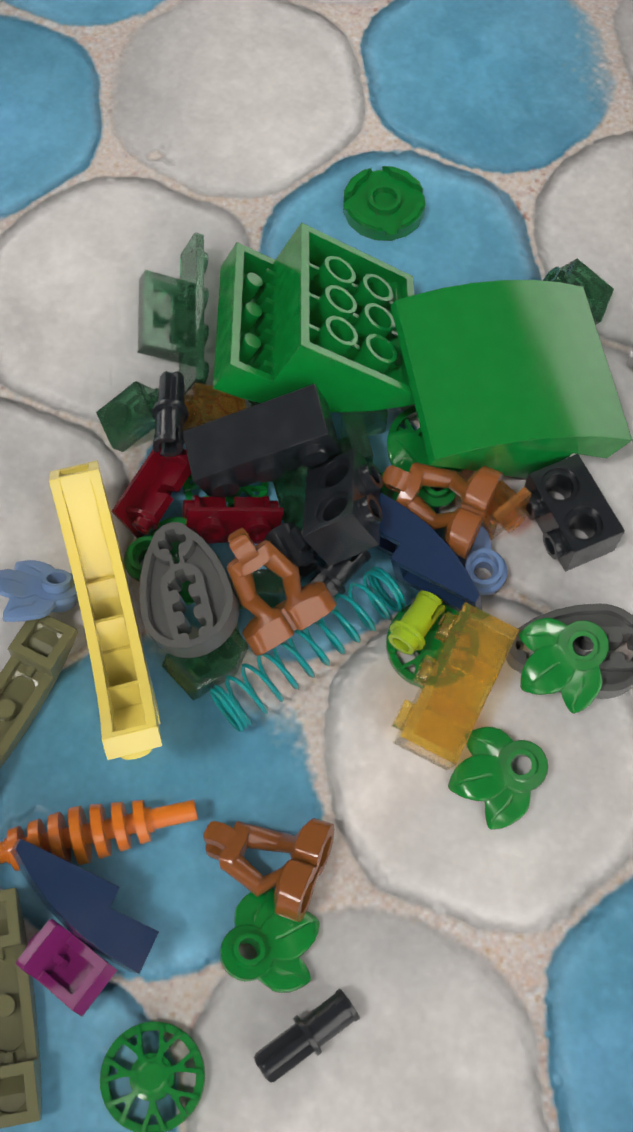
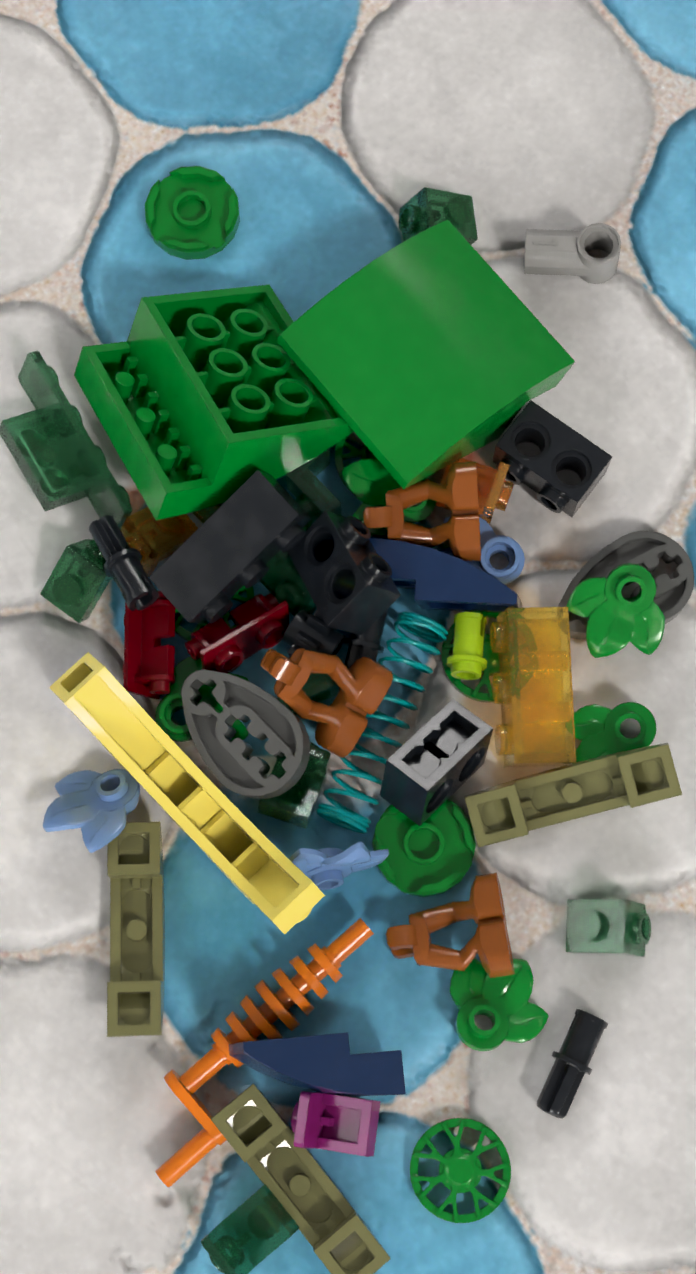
camera: 25 degrees left, 10 degrees up
(197, 743) = (330, 865): none -> medium blue plate
(286, 770) = (428, 856): none -> green tile
(332, 699) = (435, 762): none -> black brick
(407, 929) = (607, 927): none -> clear green bracket
(439, 793) = (572, 793): none -> olive slope

